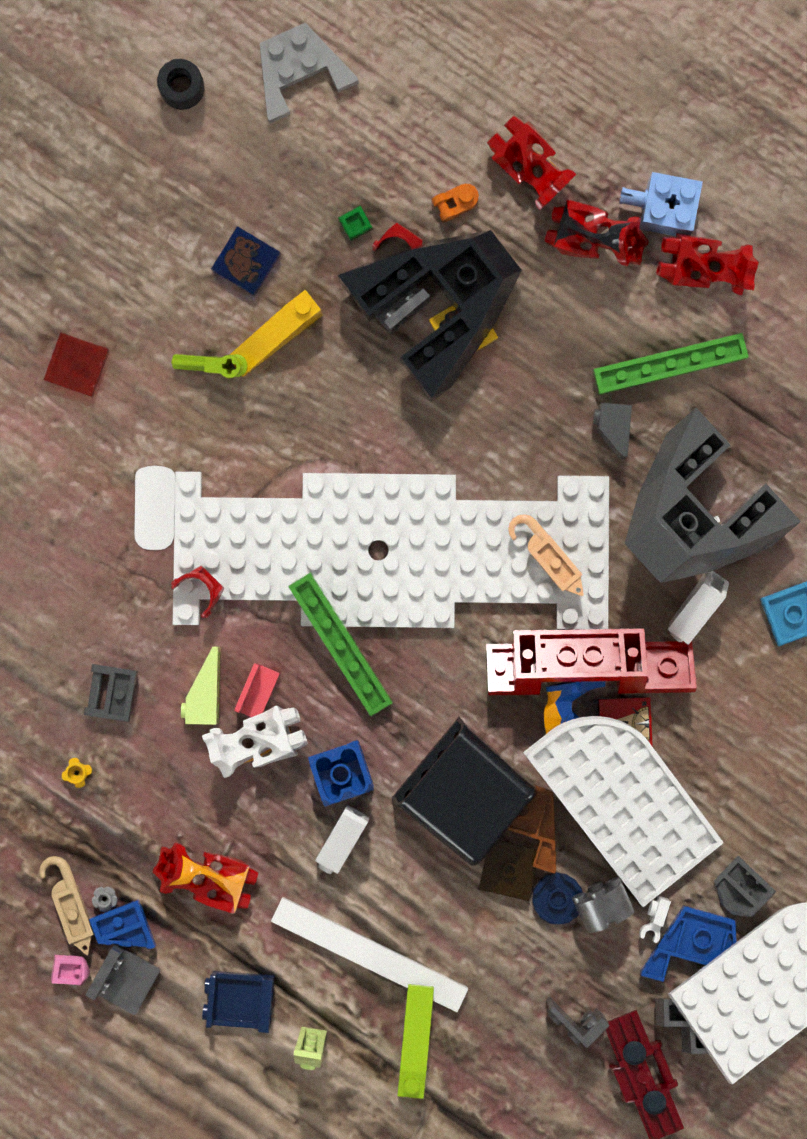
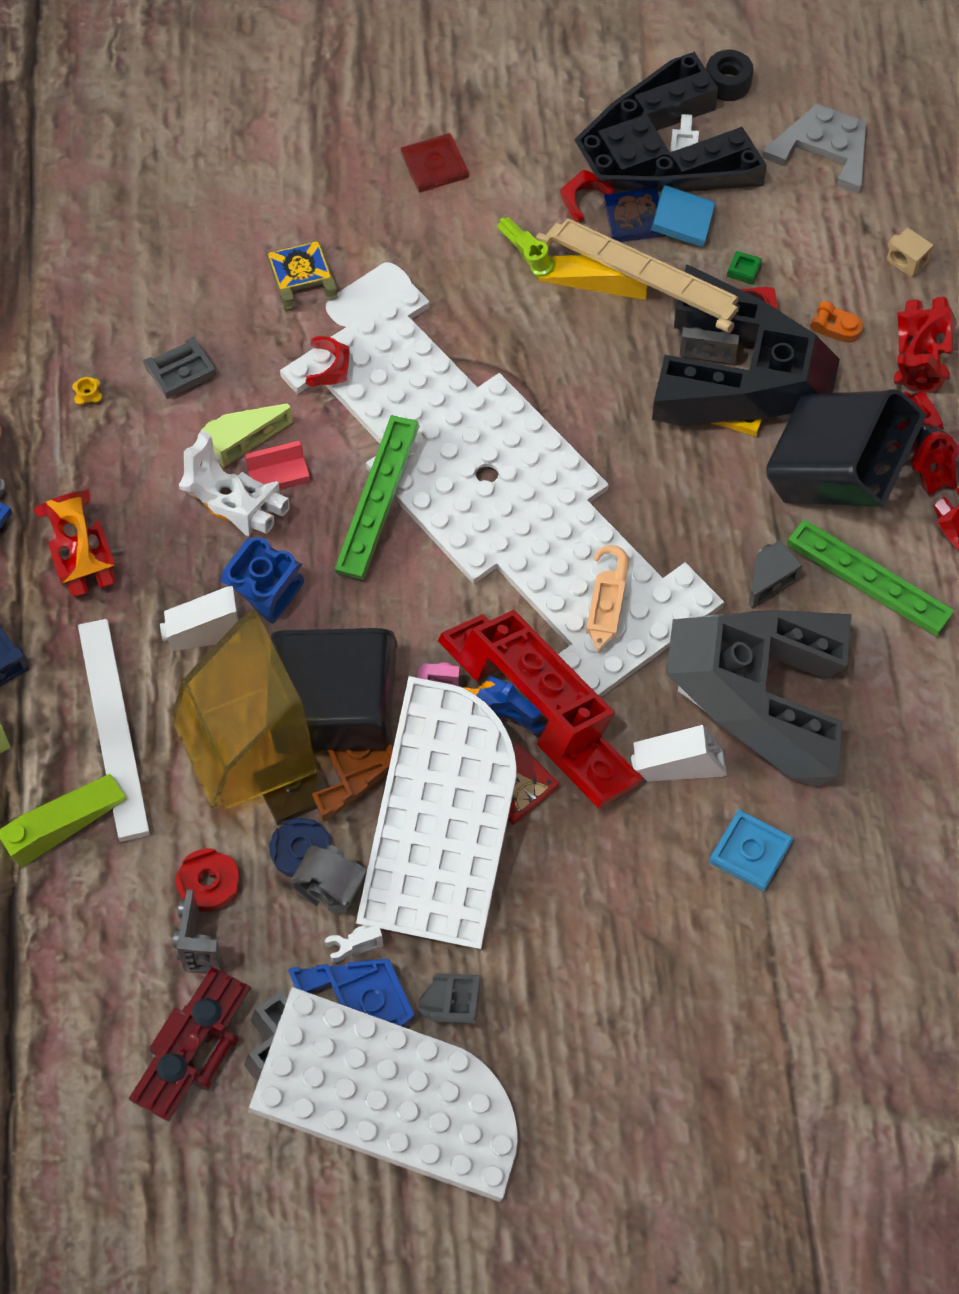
camera: 45 degrees right, 25 degrees down
(92, 540) = (300, 268): none -> flag
(188, 291) = (583, 180): none -> red helmet
(190, 221) = (632, 156): none -> black piece
(212, 169) = (684, 136): none -> white plate
(278, 229) = (683, 216): none -> dark azure tile
(315, 307) = (646, 270): none -> tan piece
(443, 98) = (909, 252): none -> tan brick
(450, 882) = (243, 718): none -> clear yellow windscreen
(511, 709) = (440, 672): none -> bright pink plate
(541, 990) = (216, 865): none -> red plate
(572, 305) = (838, 446): none -> black piece

